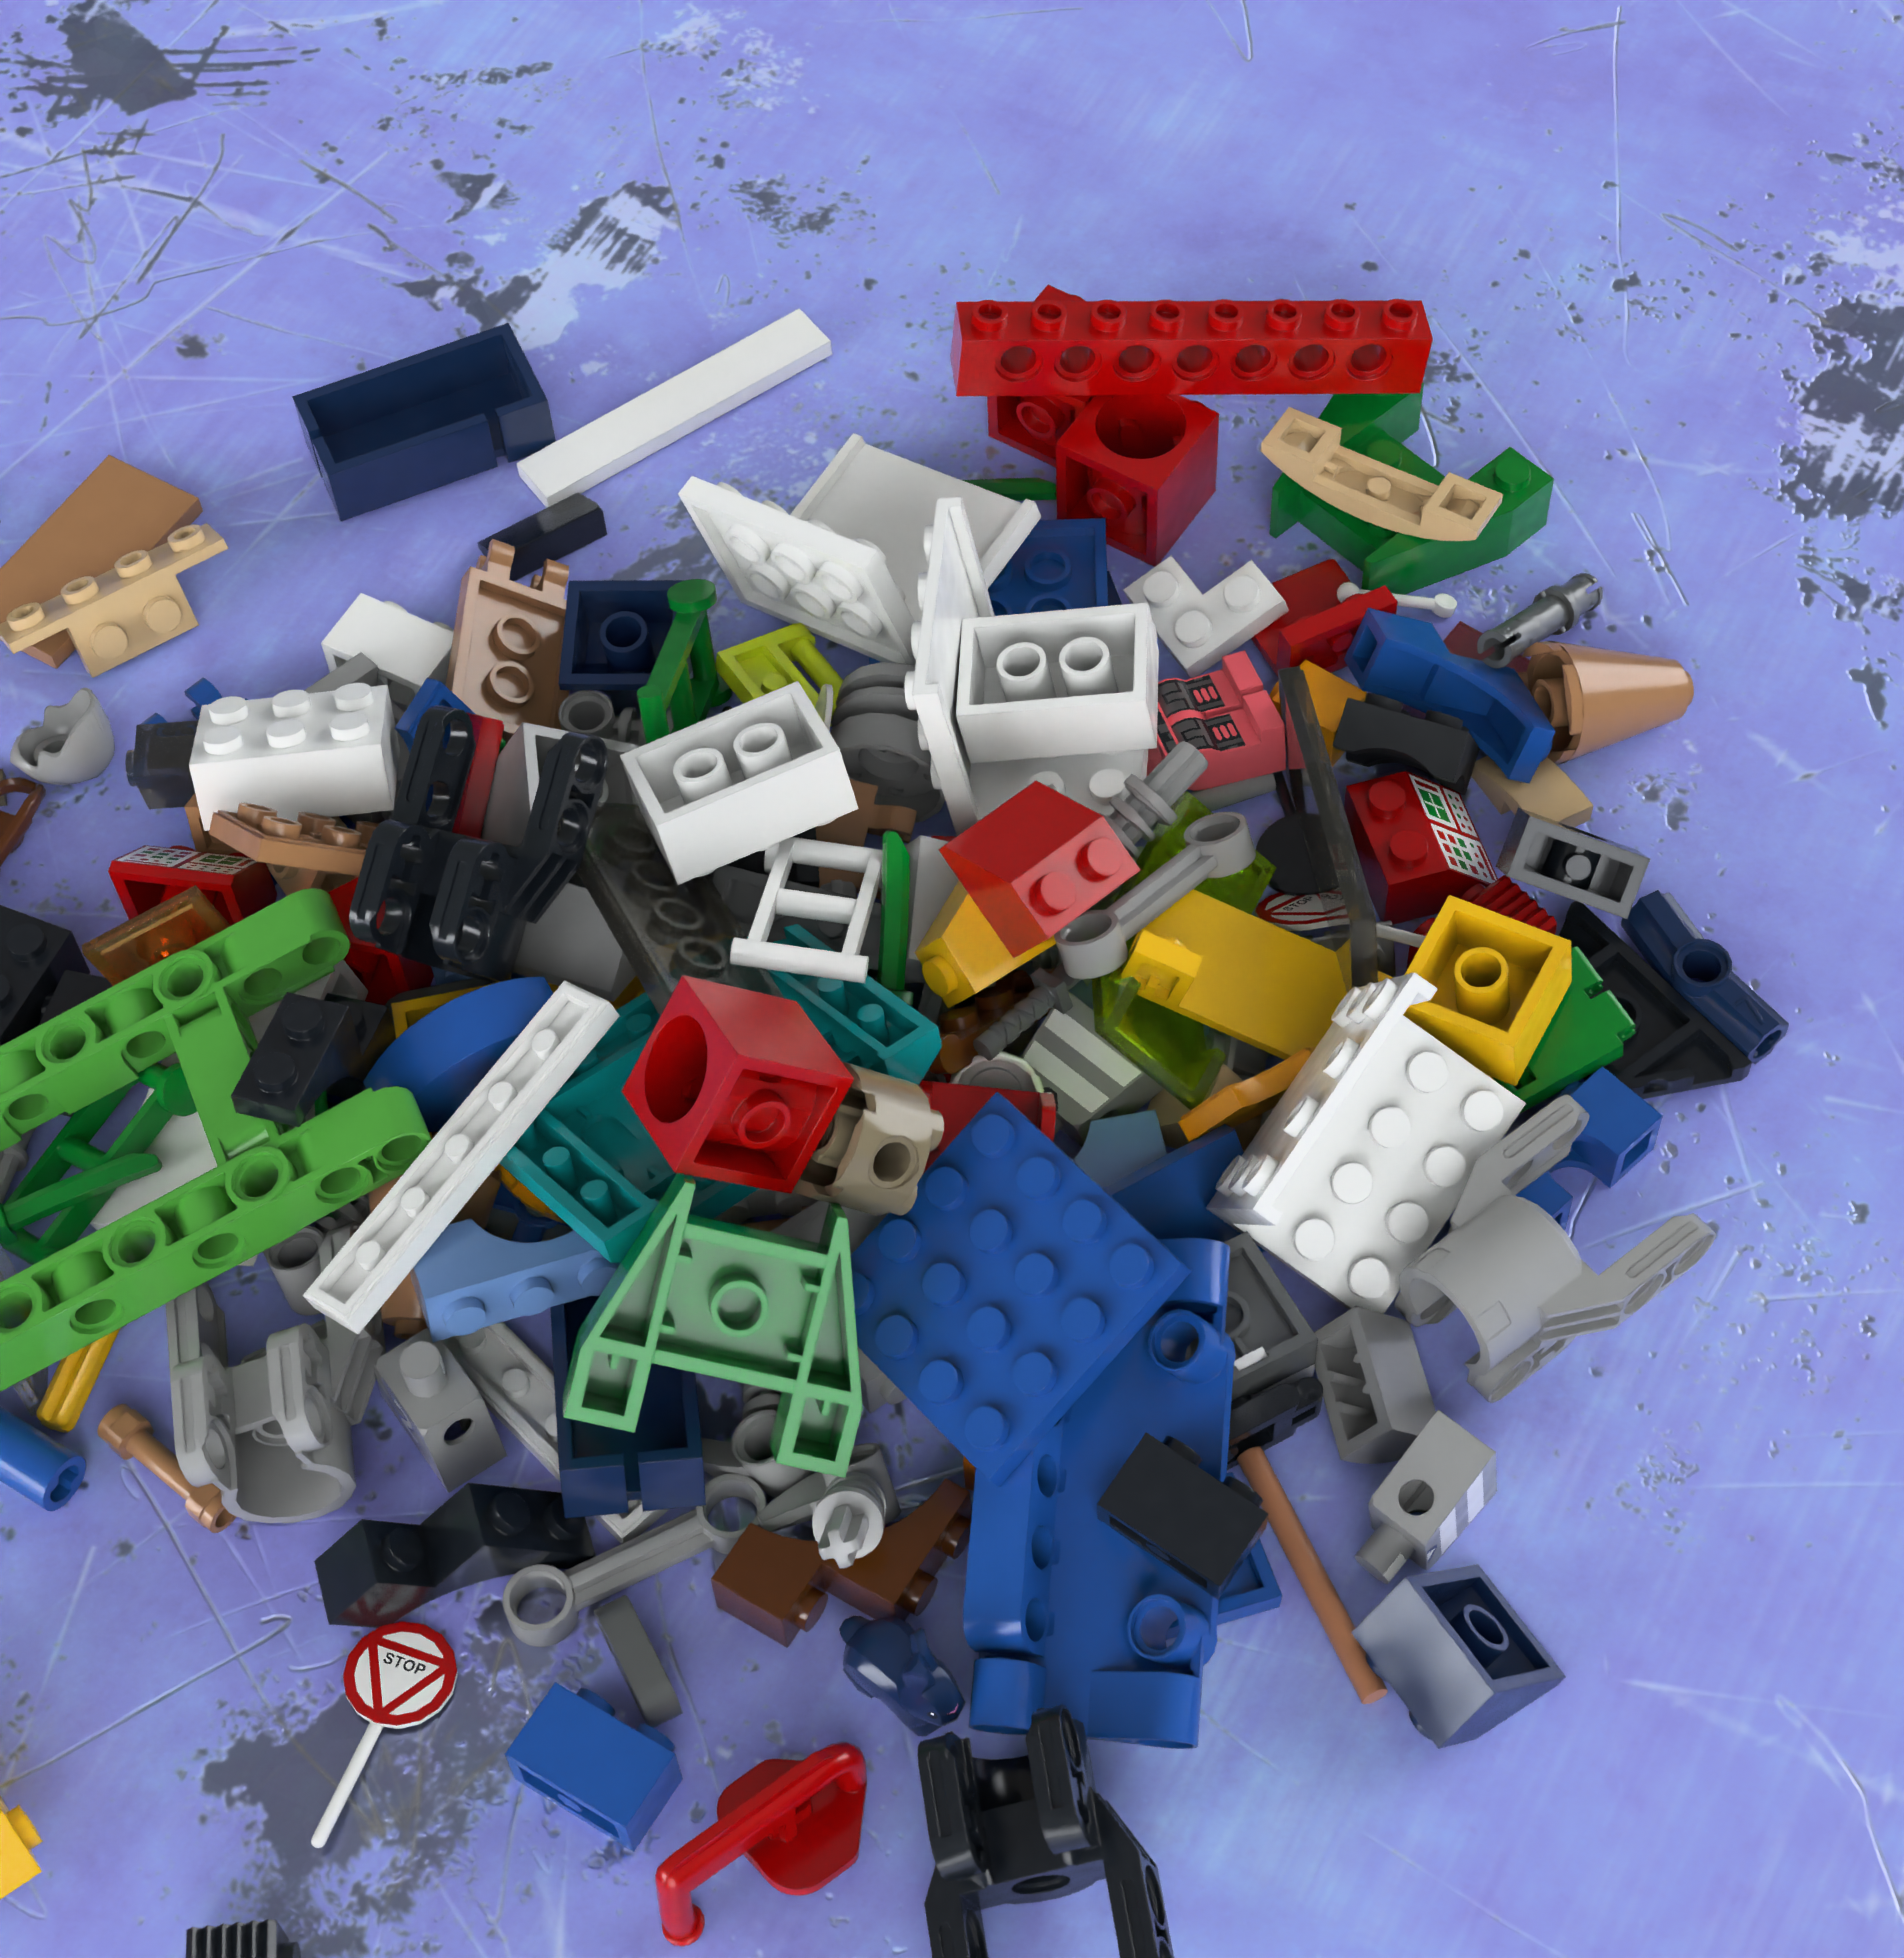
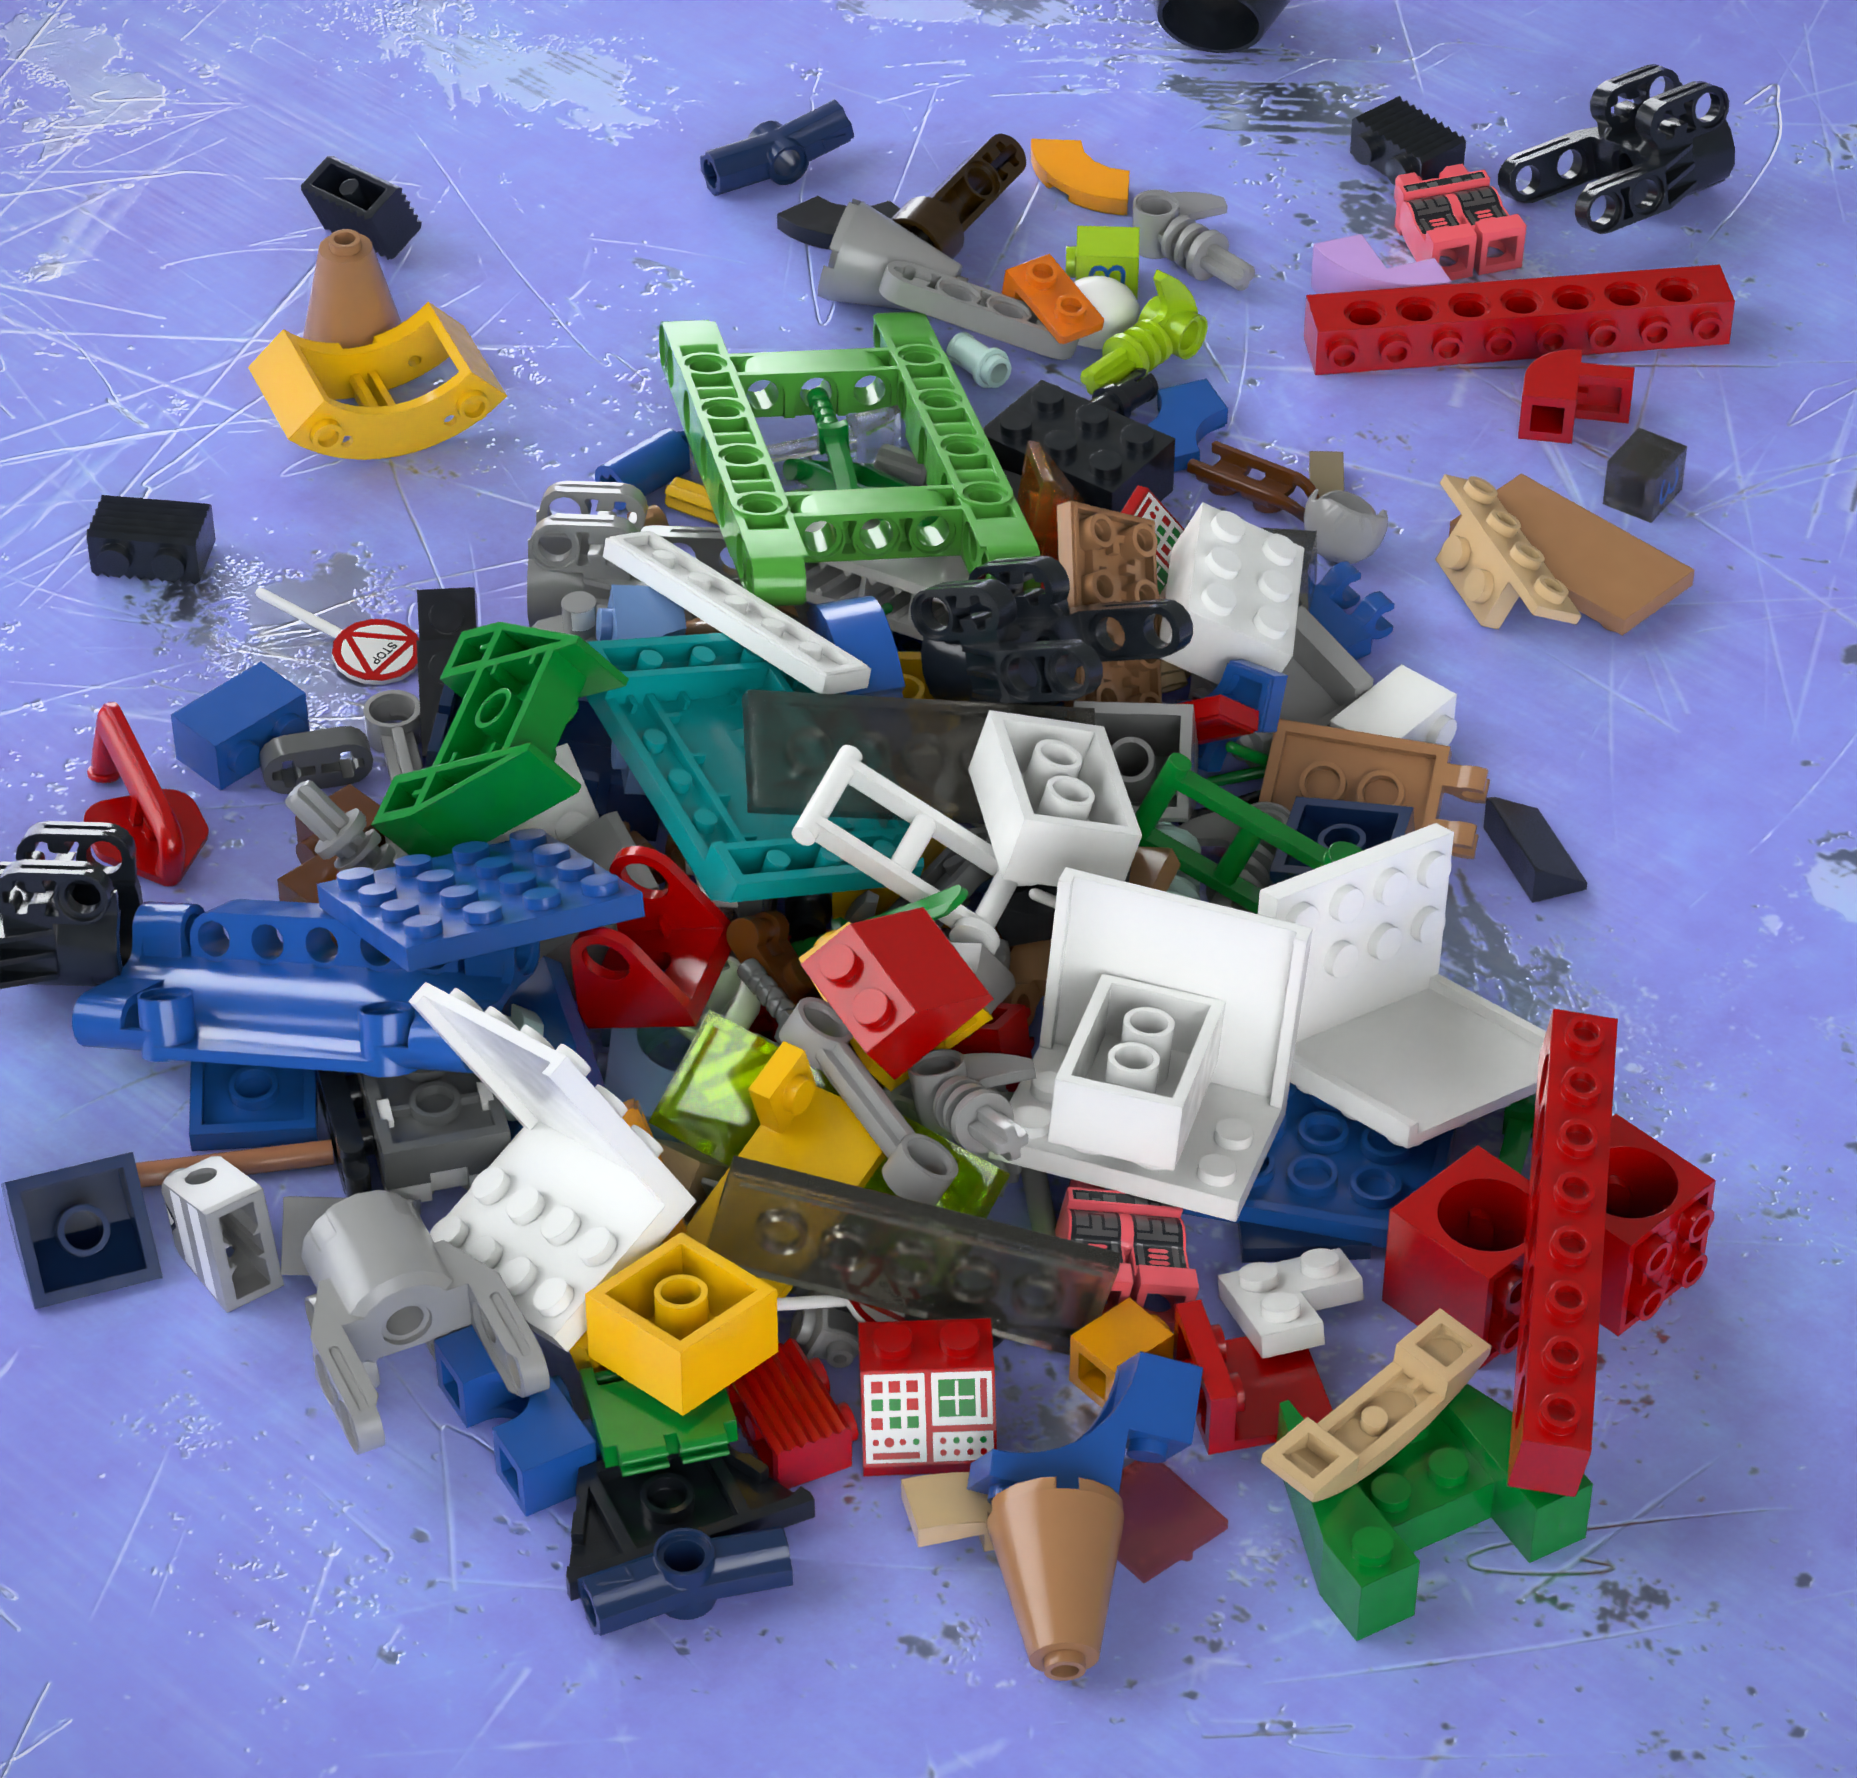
camera: 100 degrees right, 15 degrees down
(310, 1050) = (875, 545): black arch -> none
(424, 421) = (1681, 765): dark blue piece -> none
(674, 408) = (1691, 968): white tile -> none
(736, 1085) = (680, 697): red brick -> none
(874, 1146) = (627, 801): dark tan brick -> none
(898, 1667) = (214, 878): dark blue animal -> none
(1183, 1513) = (241, 1008): black brick -> none
(1385, 733) = (1031, 1375): black brick -> none
(1442, 605) = (1257, 1511): white hinge -> none
(1551, 613) = (1177, 1547): dark grey pin -> none
(1572, 863) = (811, 1498): brick -> none

